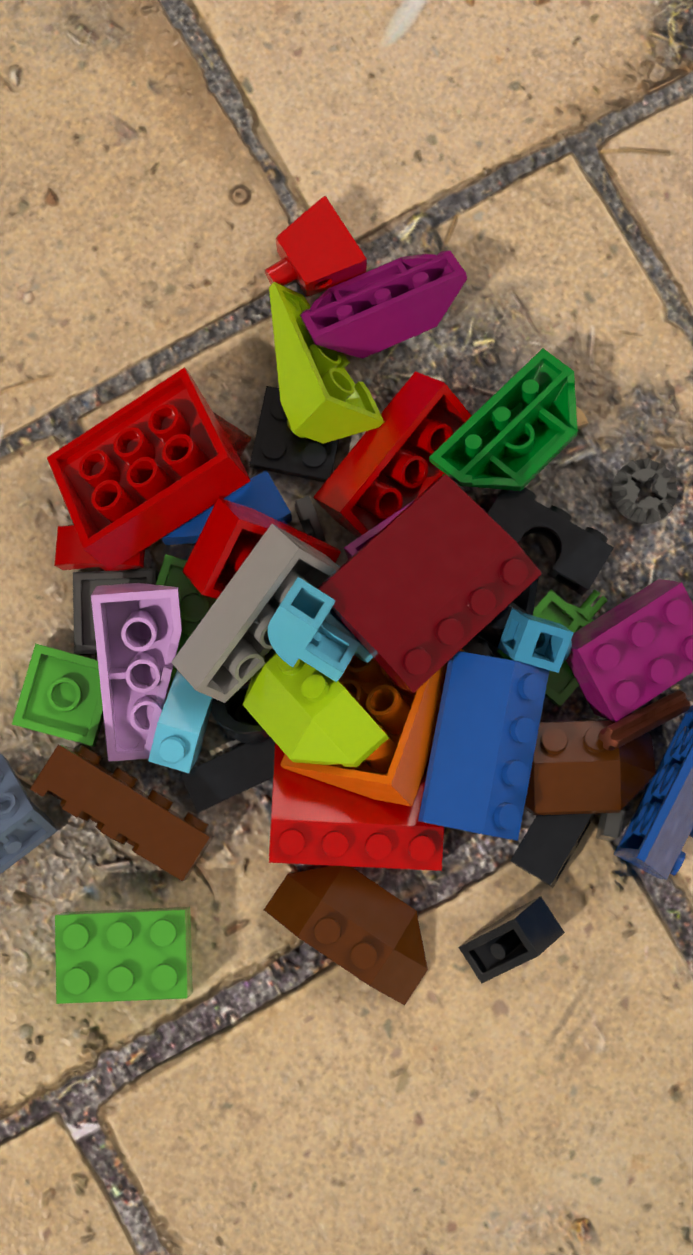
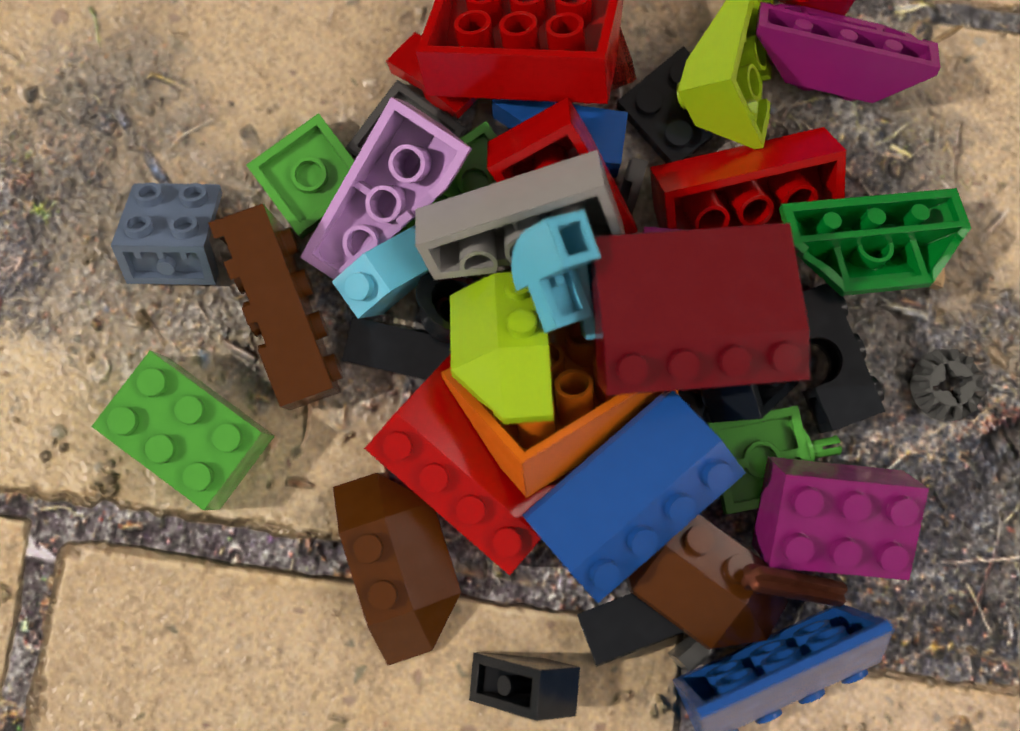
camera: 40 degrees right, 0 degrees up
(535, 641) = (753, 438): dark azure brick -> none

